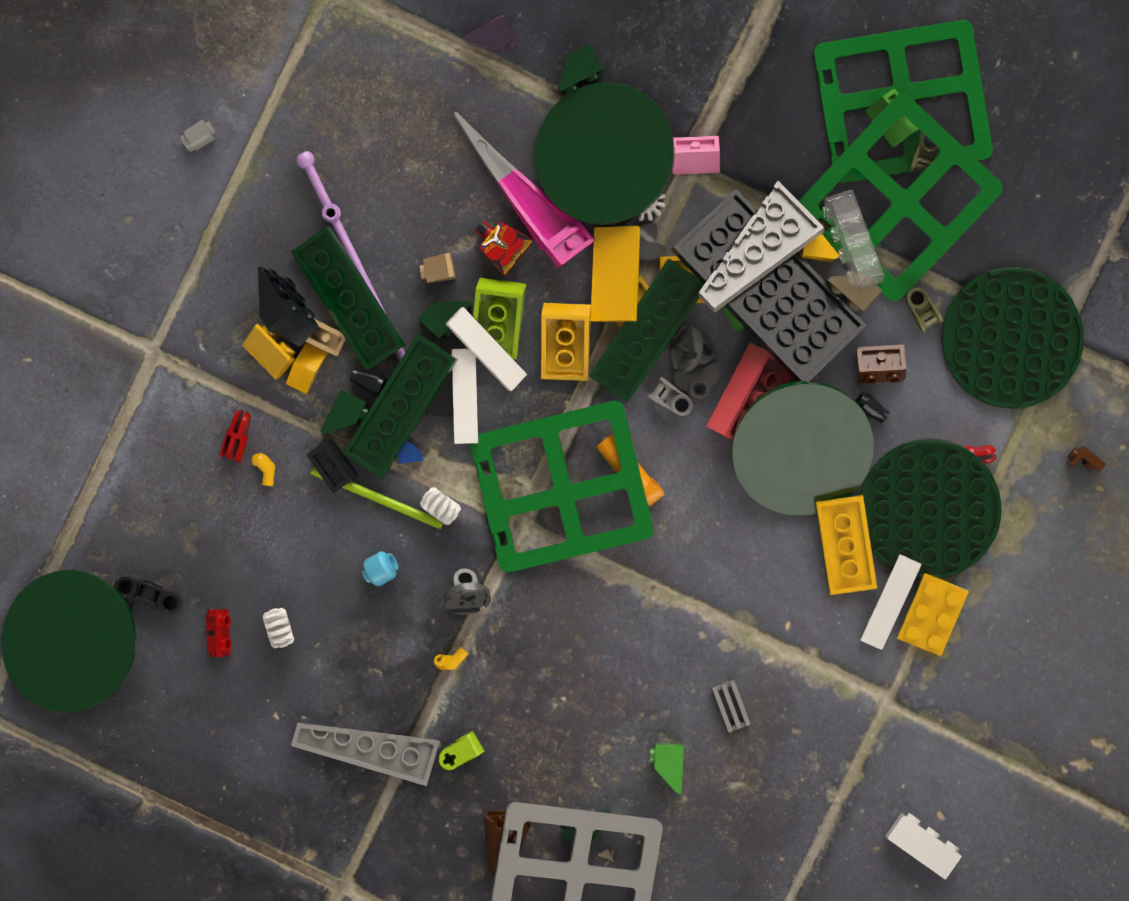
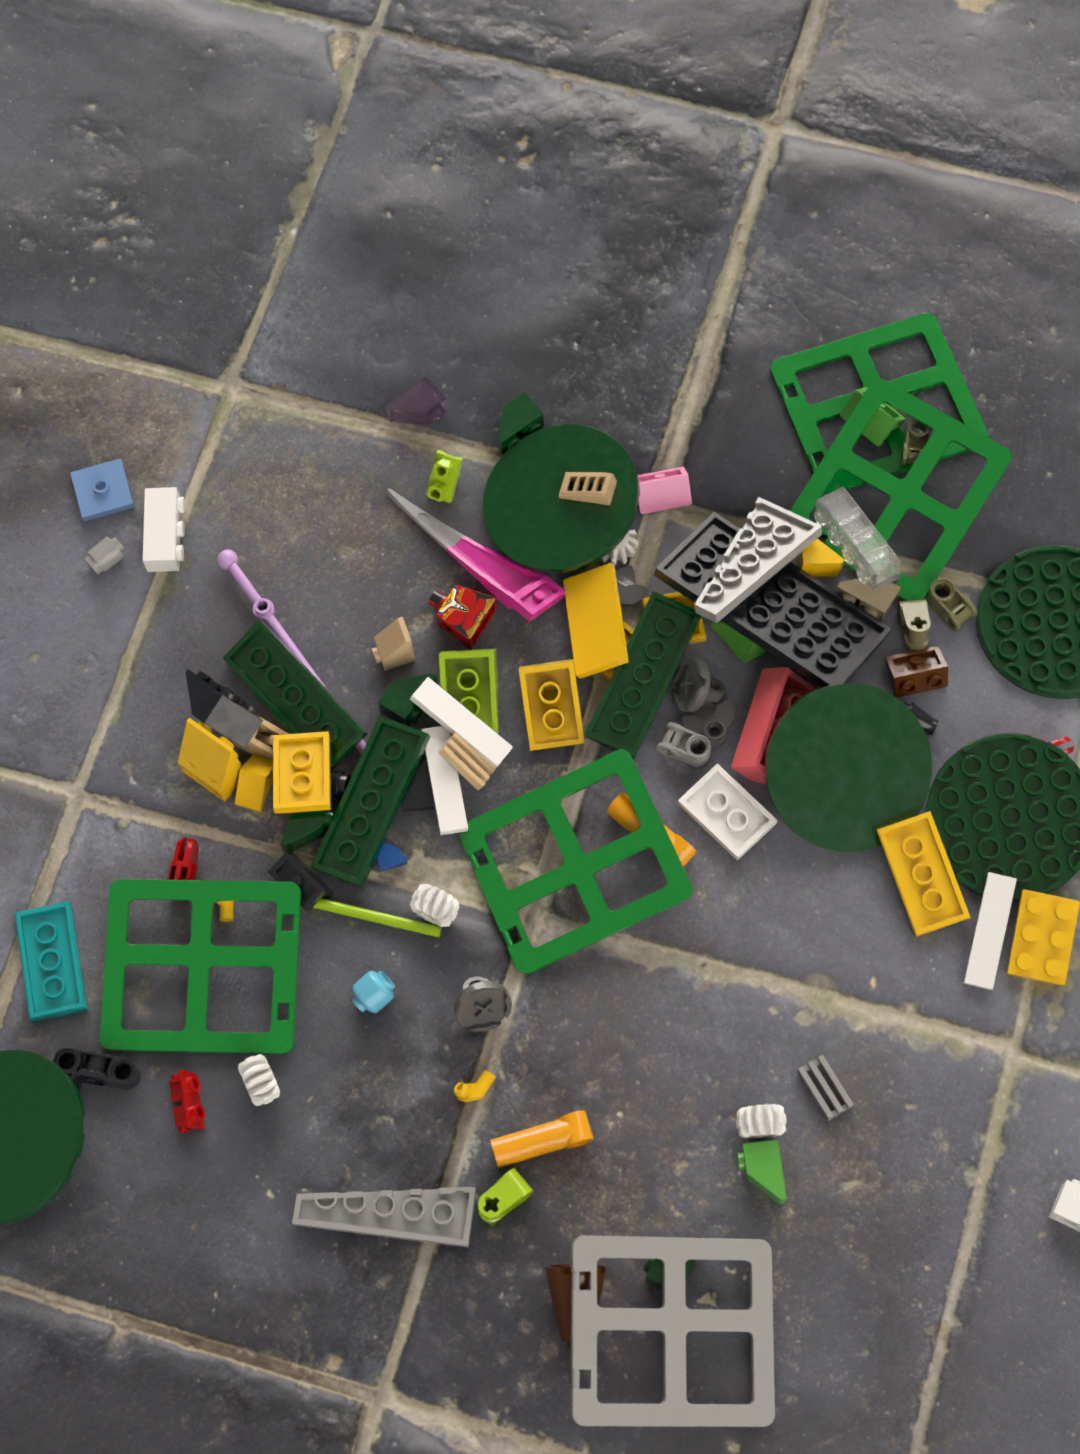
camera: 10 degrees left, 20 degrees down
(118, 495) = (51, 961): none -> teal tile
(202, 69) = (102, 490): none -> medium blue plate
(242, 517) = (200, 957): none -> green window
(252, 120) = (163, 529): none -> white brick
(345, 374) = (301, 772): none -> yellow plate
(488, 380) = (468, 758): none -> tan tile
(499, 711) = (566, 1132): none -> light orange piece
(504, 115) = (444, 477): none -> lime hips
(644, 162) = (602, 497): none -> tan slope
(673, 728) = (761, 1121): none -> white gear
(696, 462) = (727, 811): none -> white plate
(888, 319) = (915, 623): none -> olive piece

